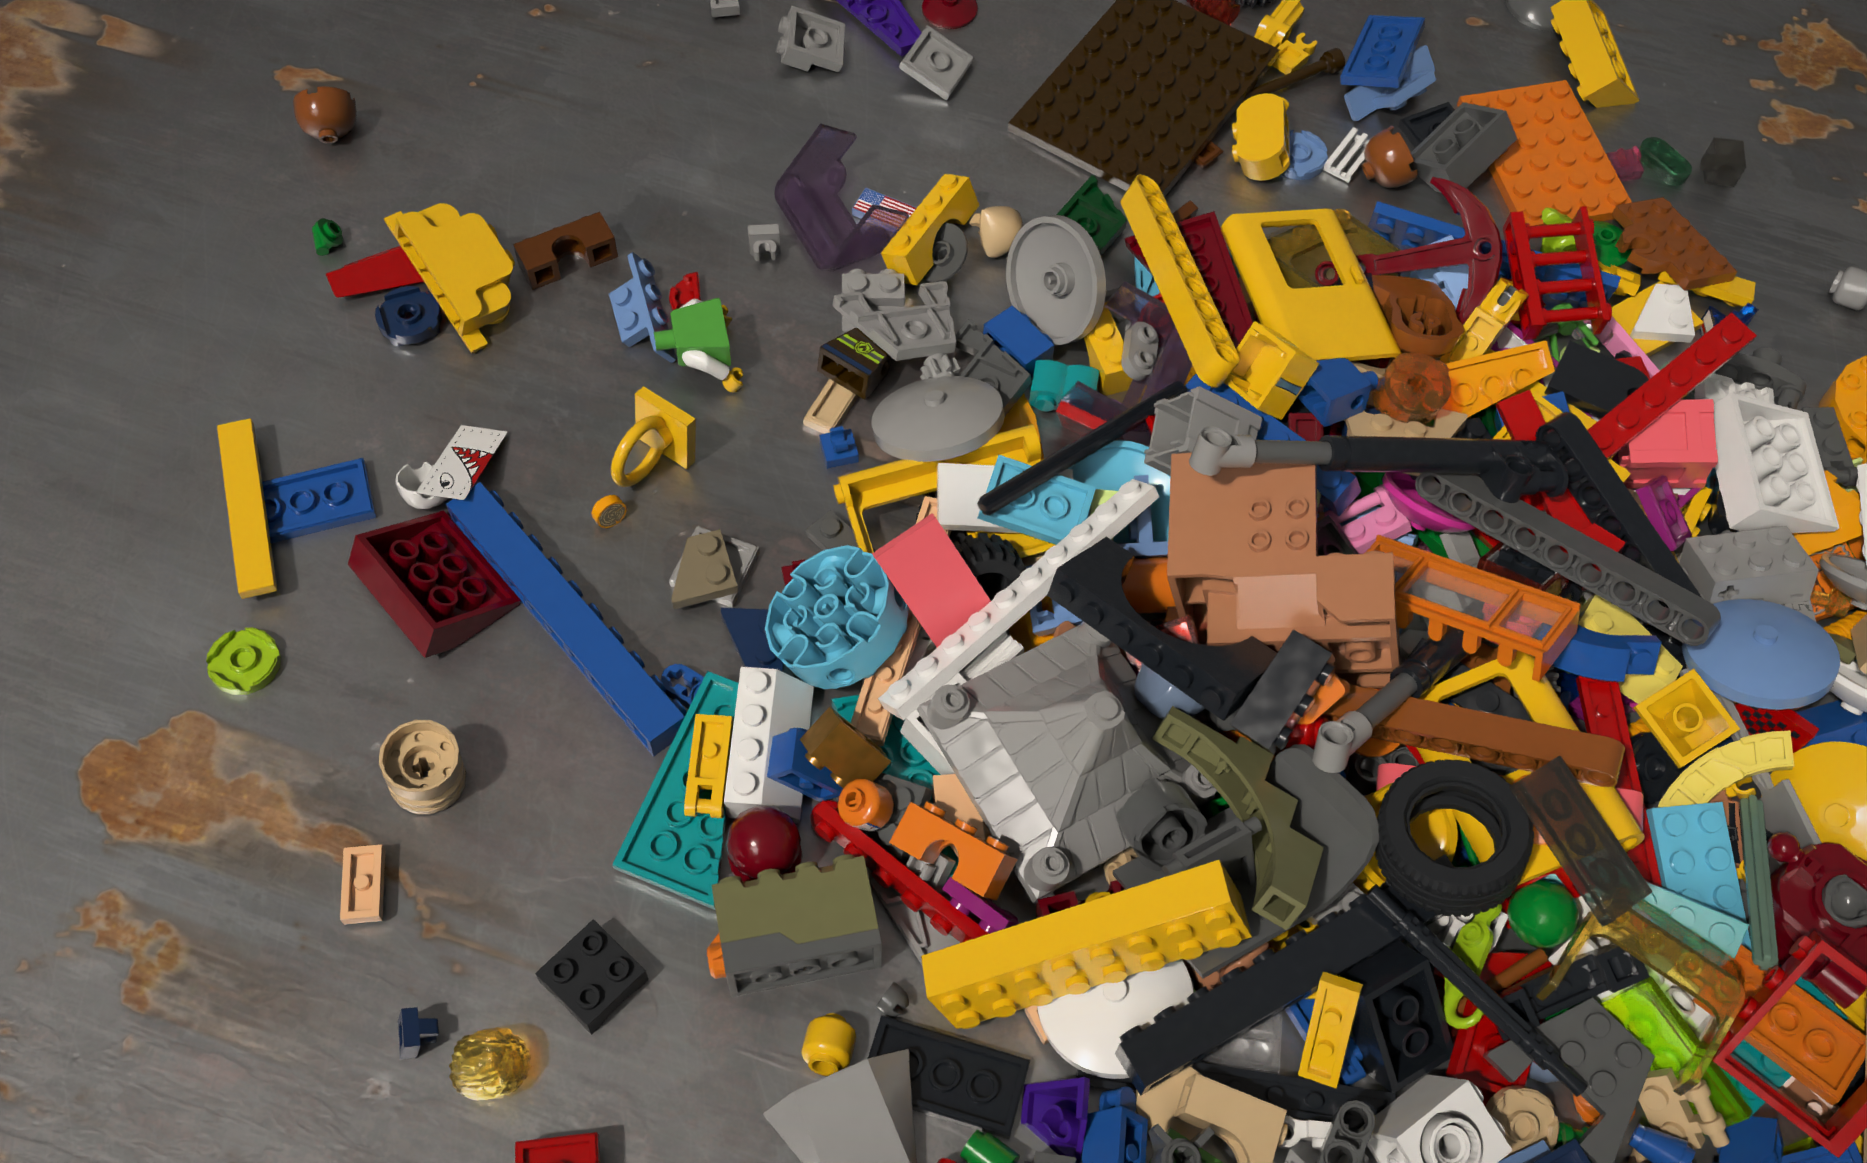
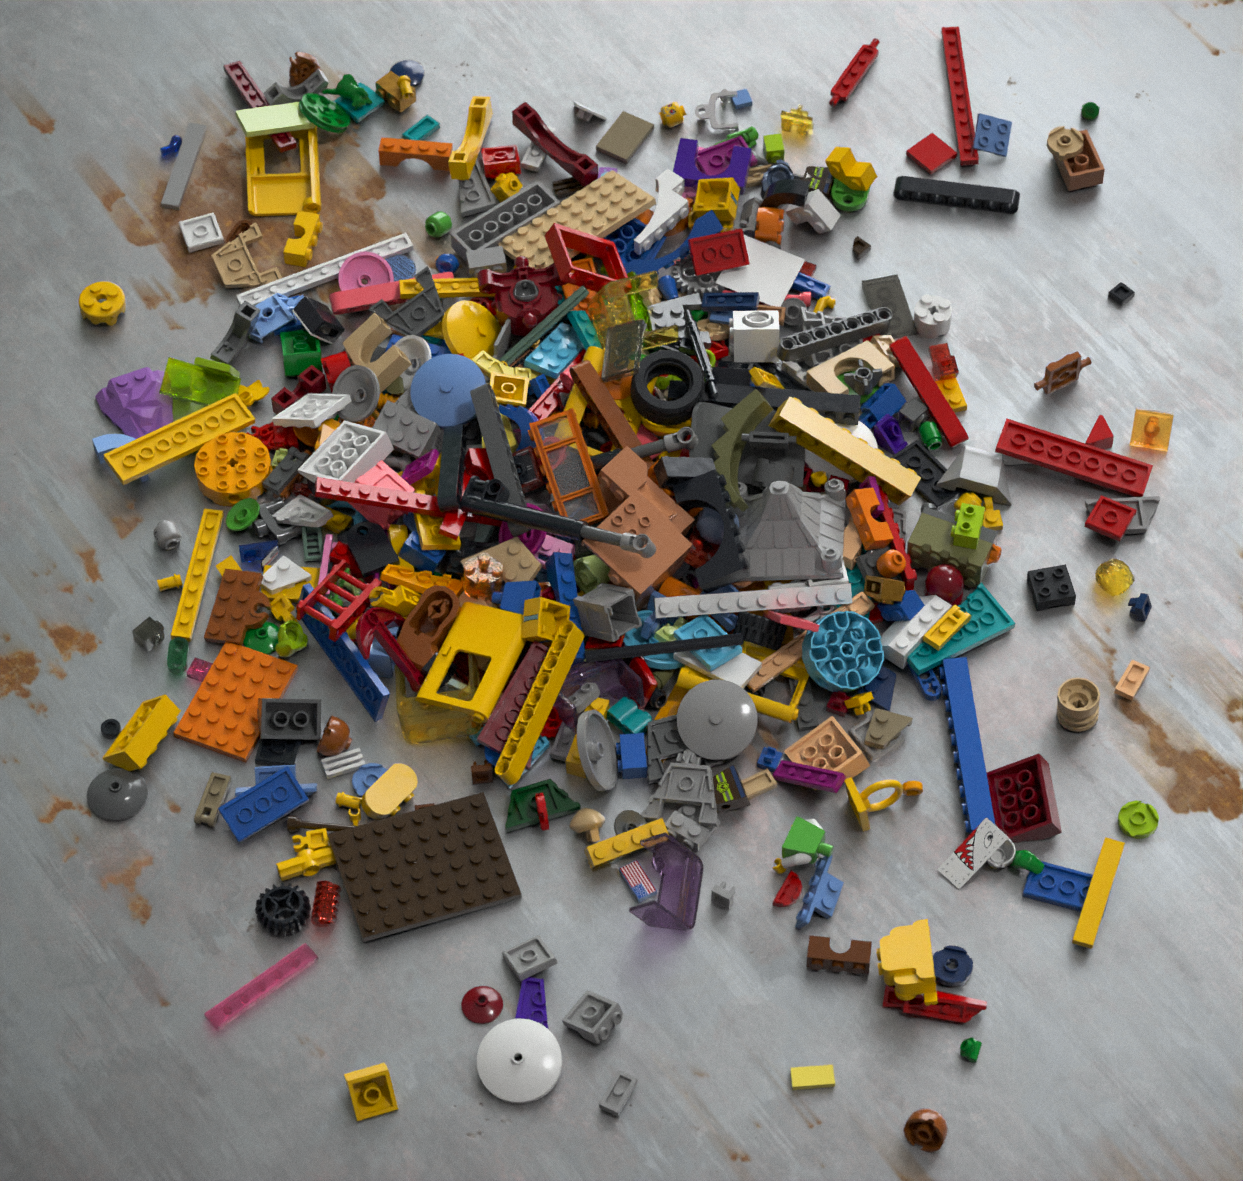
camera: 140 degrees left, 5 degrees down
(378, 489) = (1028, 861): none -> green hair
(509, 116) = (812, 1077): none -> light yellow tile
(756, 423) = (809, 776): none -> magenta tile
(758, 484) = (829, 749): none -> light nougat slope
(767, 584) = (860, 703): none -> yellow tile
(775, 933) = (968, 526): none -> lime brick
(779, 1056) = (992, 517): none -> yellow plate
(1057, 434) = (658, 698): none -> black cone
(1067, 204) = (542, 811): none -> red tile
(1306, 113) = (348, 801): none -> yellow pin
(1446, 41) = (212, 799): none -> dark tan plate
(1635, 54) = (110, 728): none -> black tile
(1657, 779) = (538, 386): none -> blue tile
(1764, 267) = (197, 574): none -> yellow plate
(1776, 241) = (170, 582): none -> yellow pin
(1805, 364) = (242, 514): none -> bright green dish

